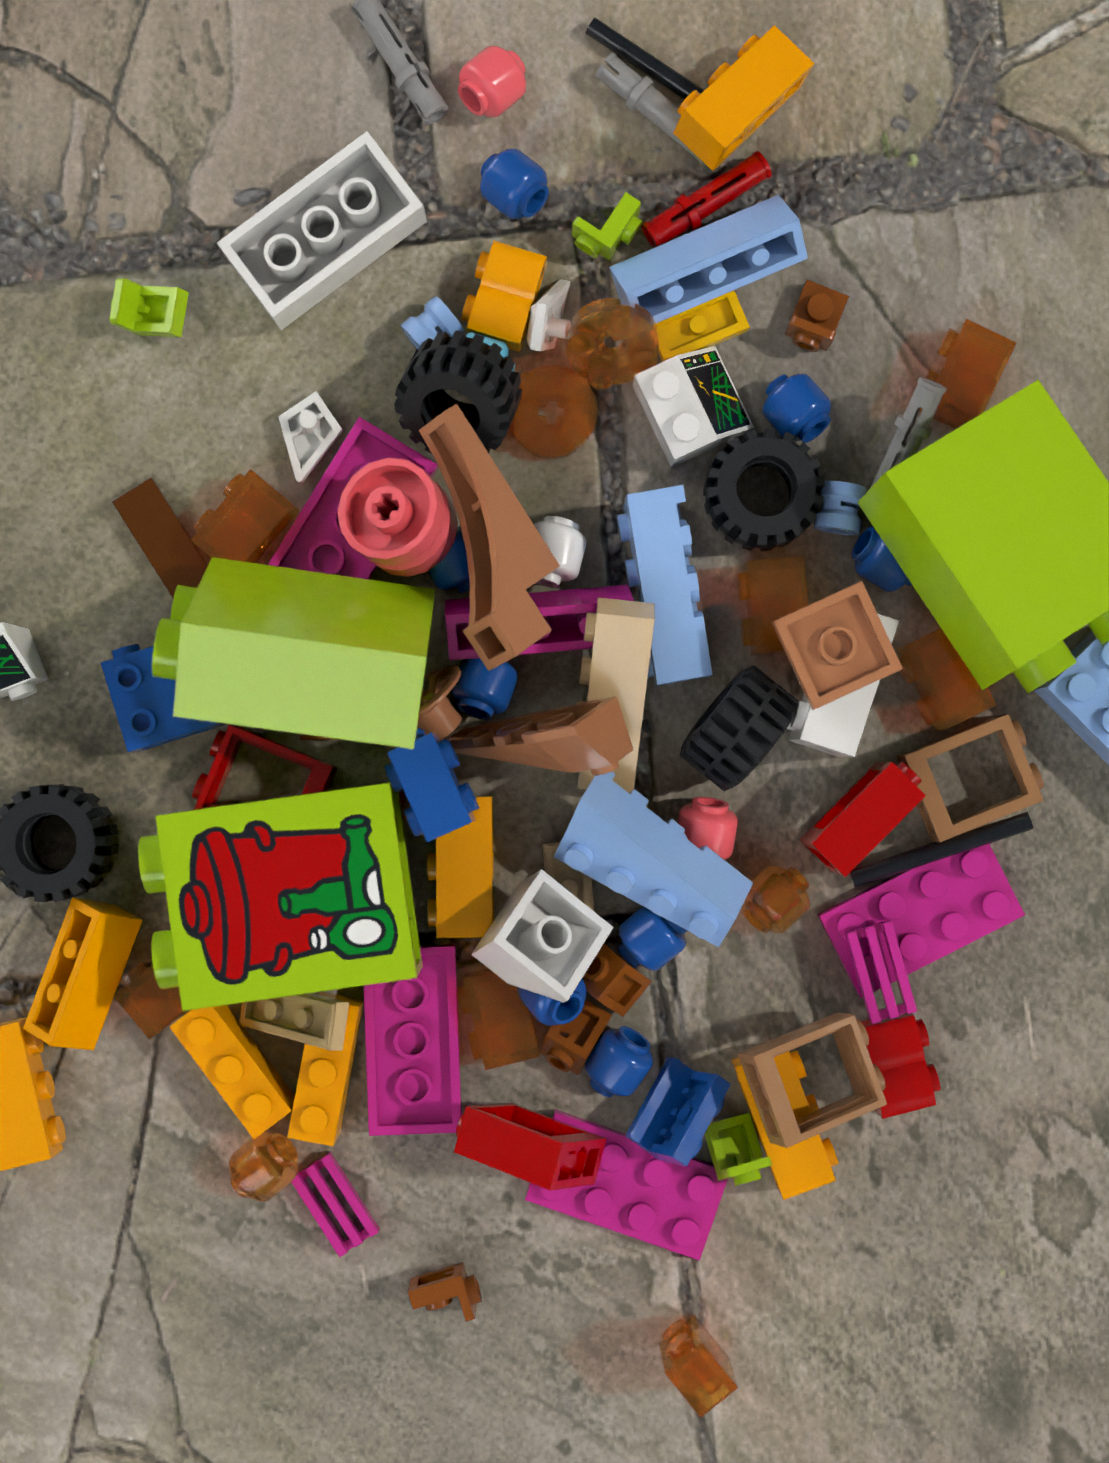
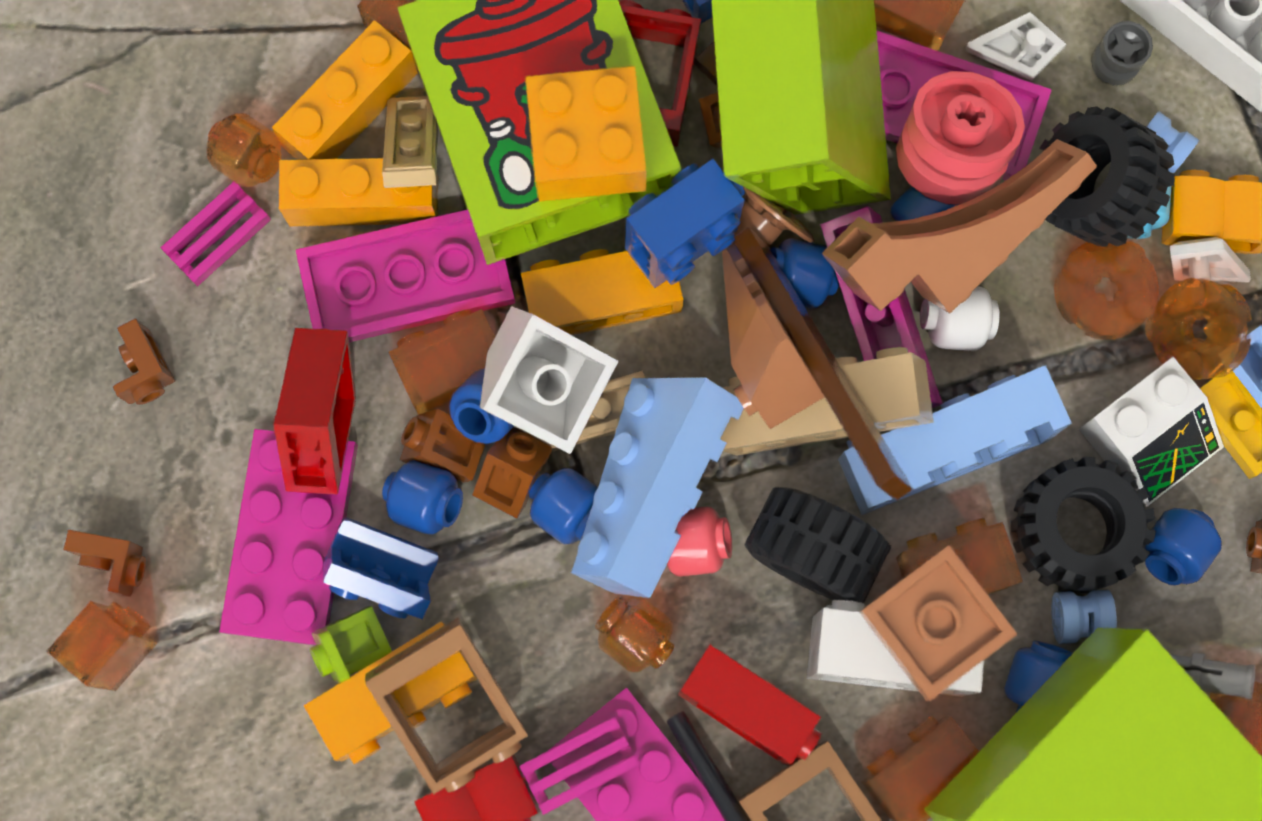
camera: 80 degrees right, 10 degrees down
(334, 333) = (1127, 43): none -> dark grey wheel
(347, 865) = (586, 133): none -> light orange brick
(588, 693) = (823, 365): none -> reddish brown tile
(608, 1352) = (99, 553): none -> dark orange bracket

